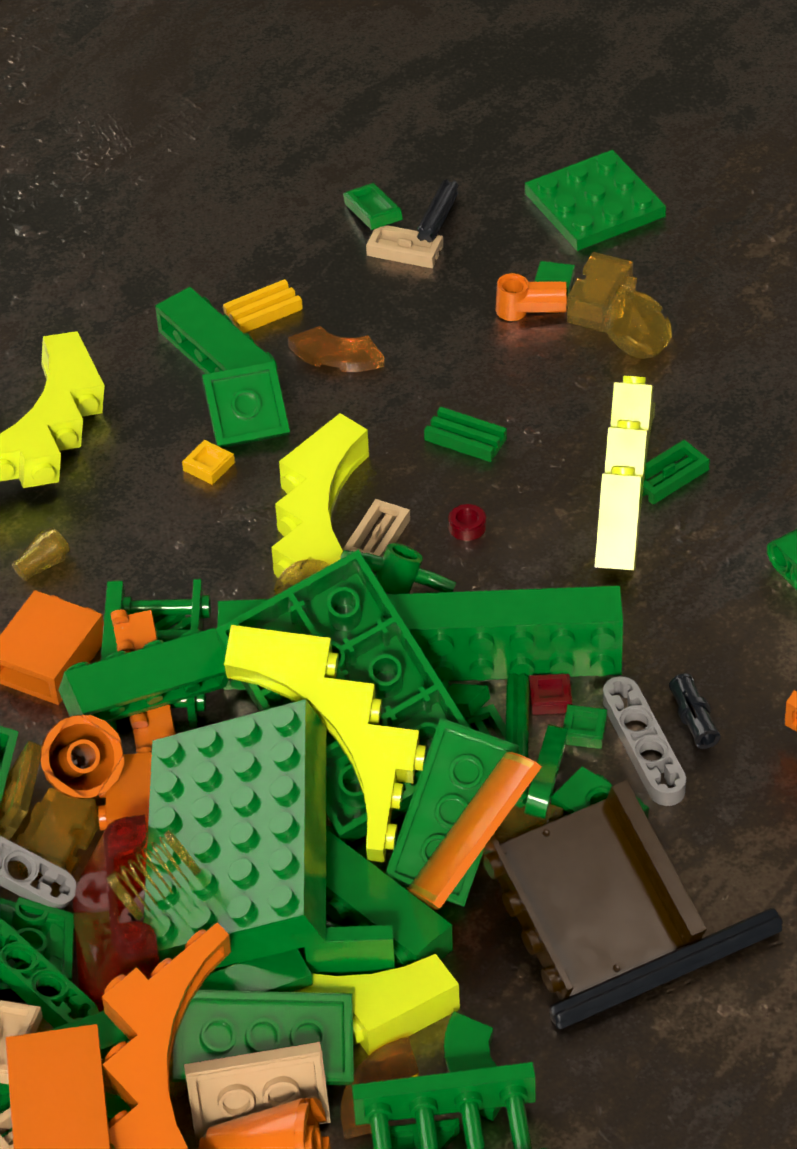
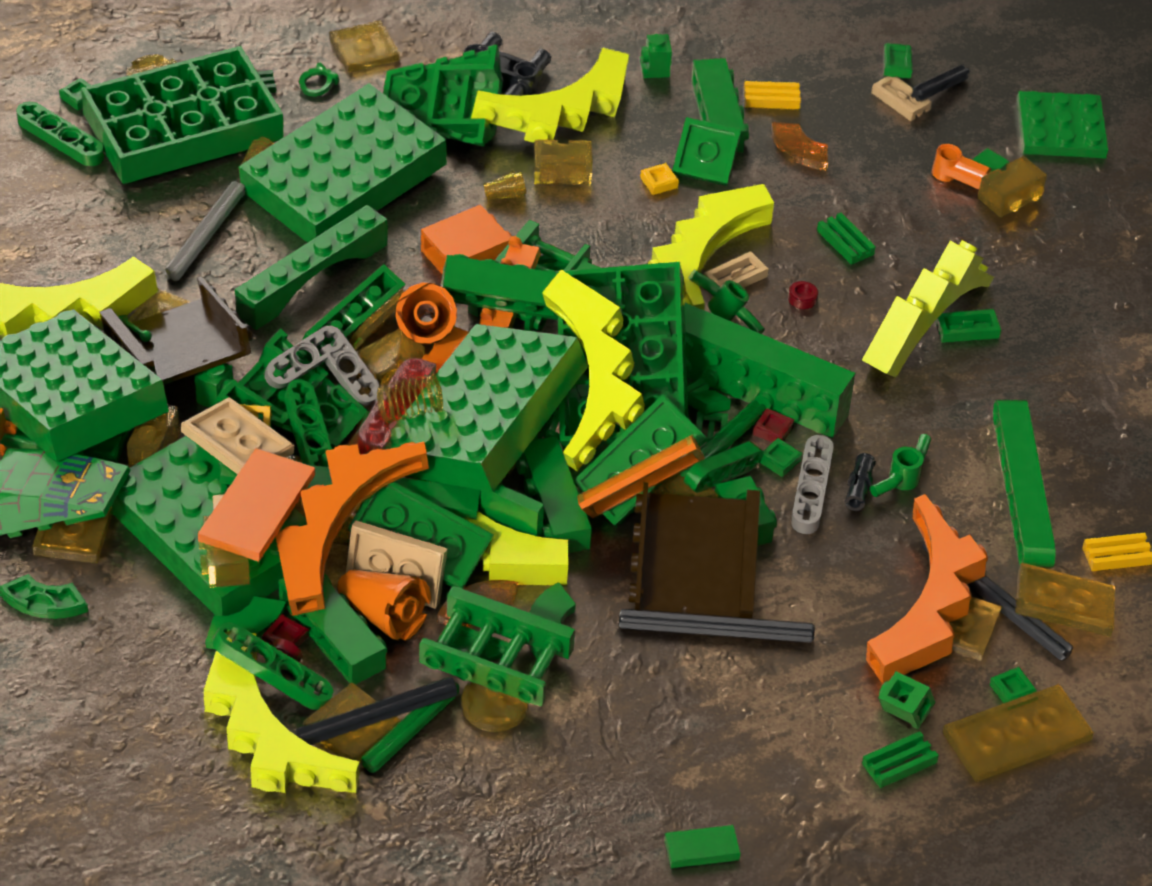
camera: 25 degrees right, 0 degrees up
(88, 494) = (563, 162): none -> clear yellow brick
(105, 320) = (656, 56): none -> green brick
(637, 324) = (1019, 219): clear yellow tile -> none
(731, 670) = (905, 468): none -> green piece

